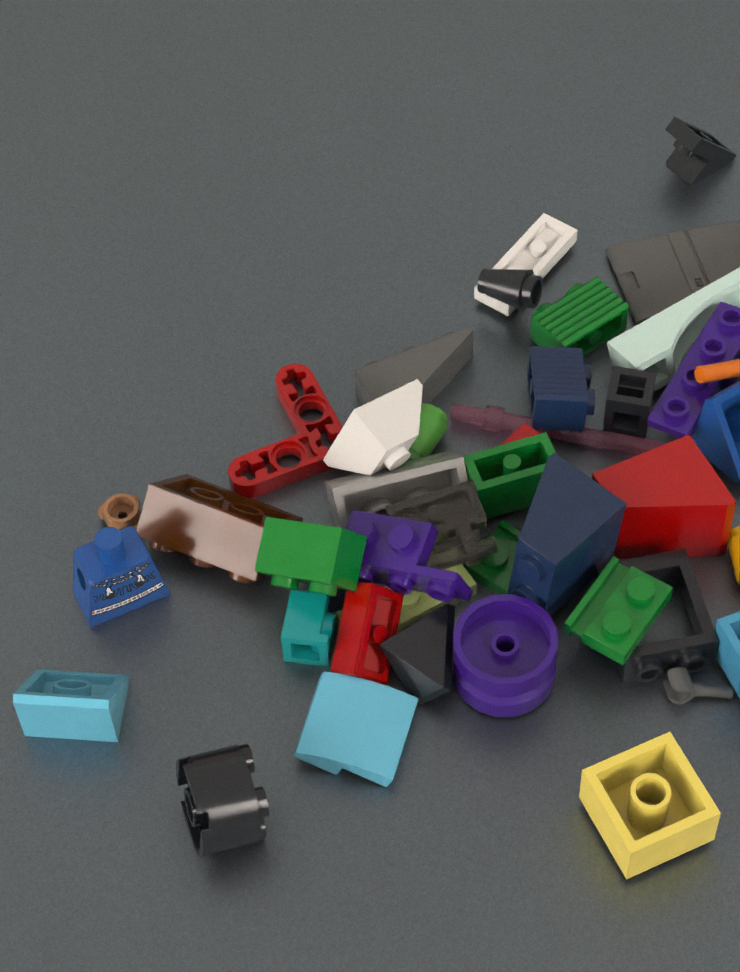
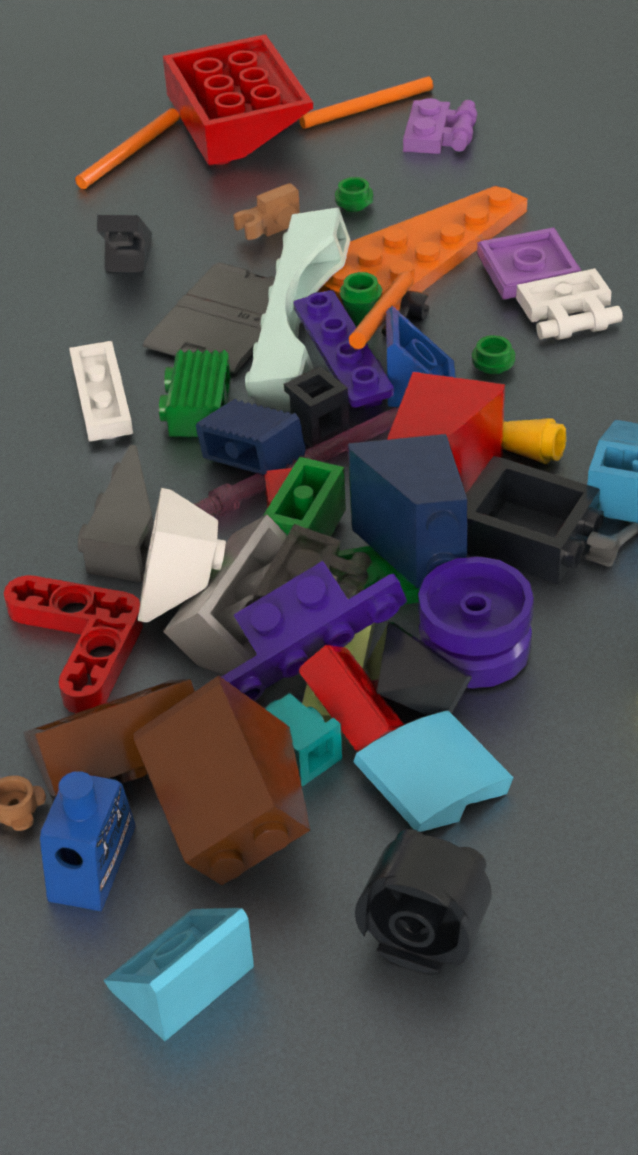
camera: 50 degrees left, 10 degrees down
(212, 614) = (224, 779): none -> reddish brown slope
(310, 554) = (255, 659): green brick -> none
(512, 286) = (123, 399): black cone -> none
(618, 610) = (516, 521): green plate -> none

